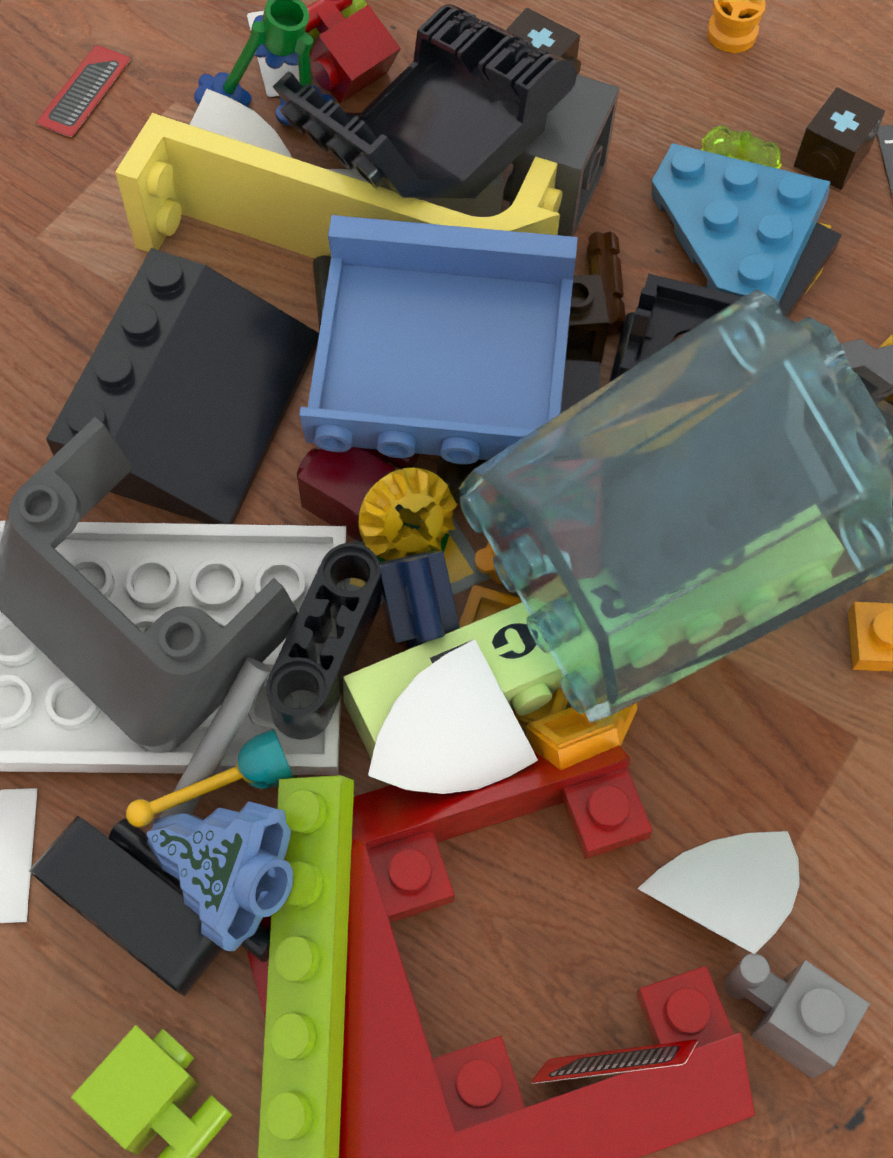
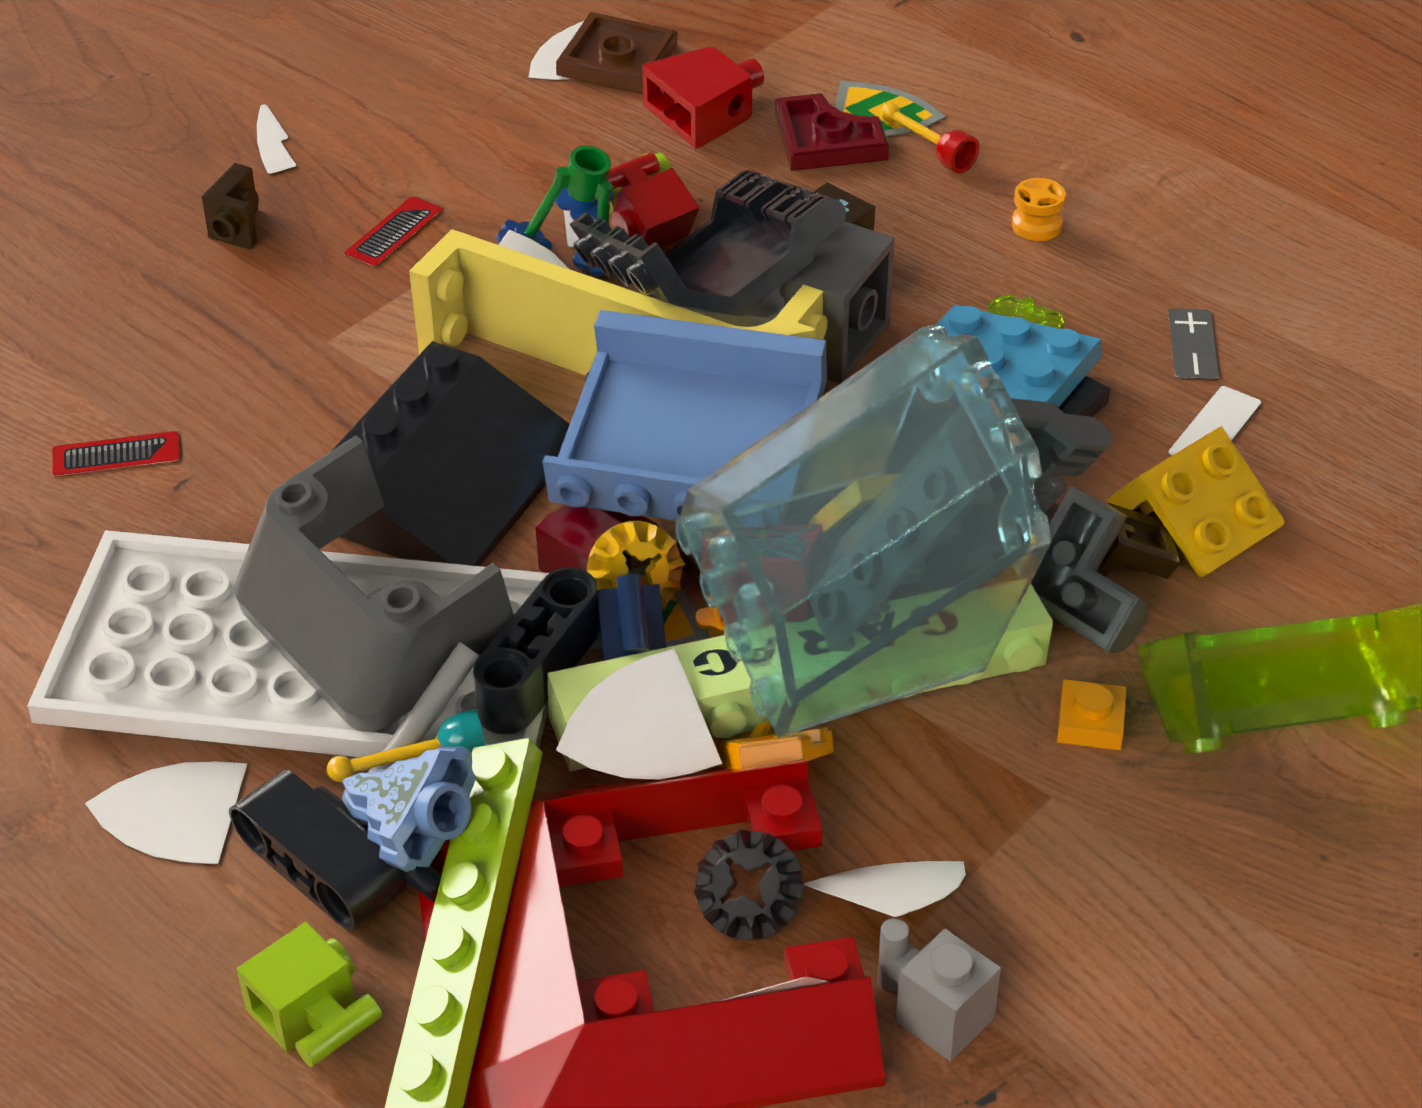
camera: 10 degrees right, 20 degrees down
(587, 870) = (780, 887): none -> black gear
(838, 138) = (1122, 309): dark brown brick -> none

